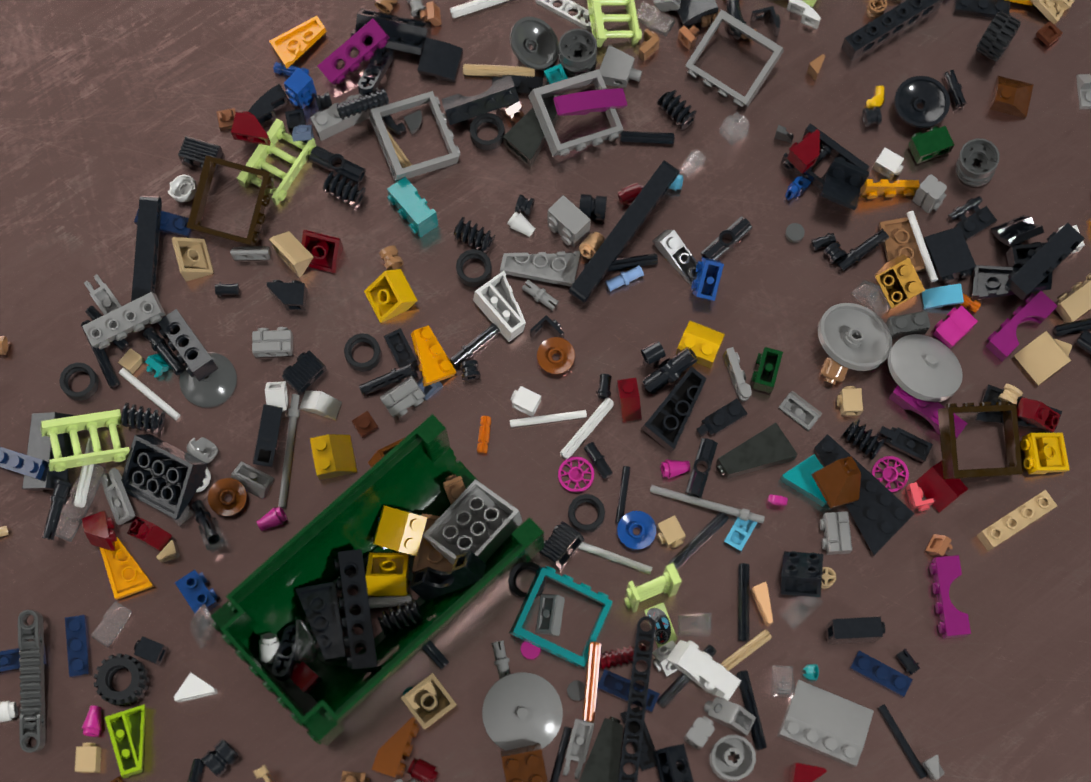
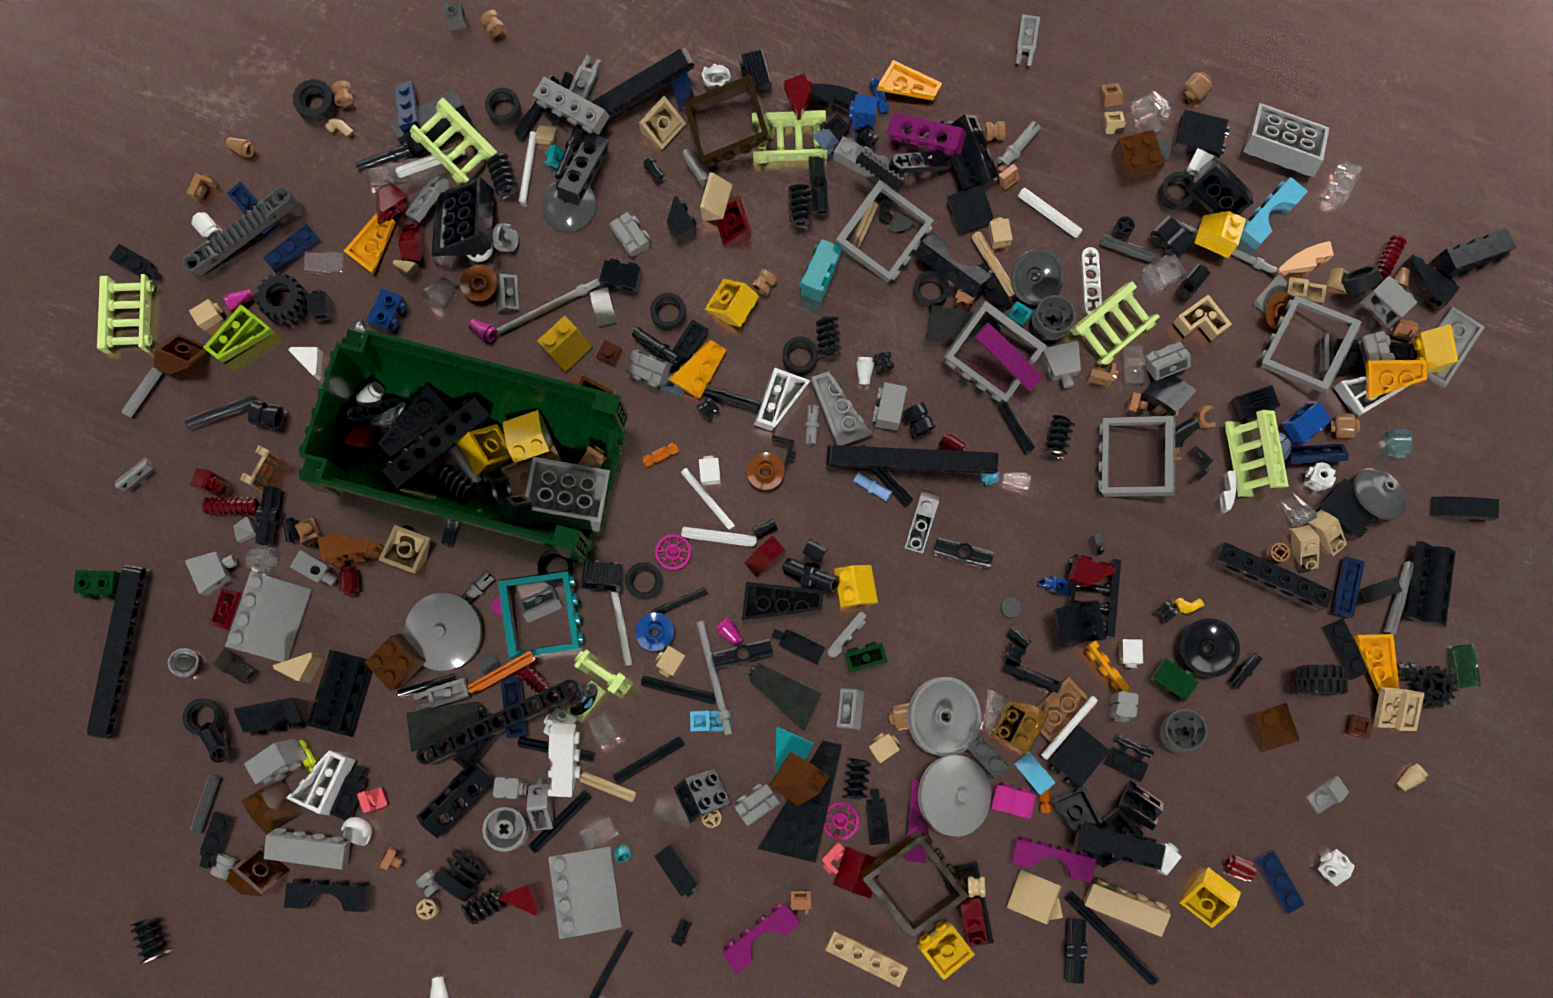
camera: 60 degrees right, 5 degrees up
(203, 517) = (433, 290): black pin -> none
(226, 118) = (800, 68): nougat tile -> none
(267, 435) = (545, 281): black slope -> none
(276, 394) = (585, 266): white brick -> none
(476, 49) = (1000, 232): none -> tan brick
(591, 244) = (883, 439): light nougat brick -> none
(598, 460) = (695, 563): black axle -> none
(707, 278) = (914, 557): blue brick -> none
(734, 128) = (1067, 496): clear brick -> none
(761, 597) = (661, 771): light nougat slope -> none
(777, 500) = (755, 736): dark pink tile -> none
(815, 66) = (1182, 533): medium nougat slope -> none
(881, 674) = (657, 915): dark blue plate -> none

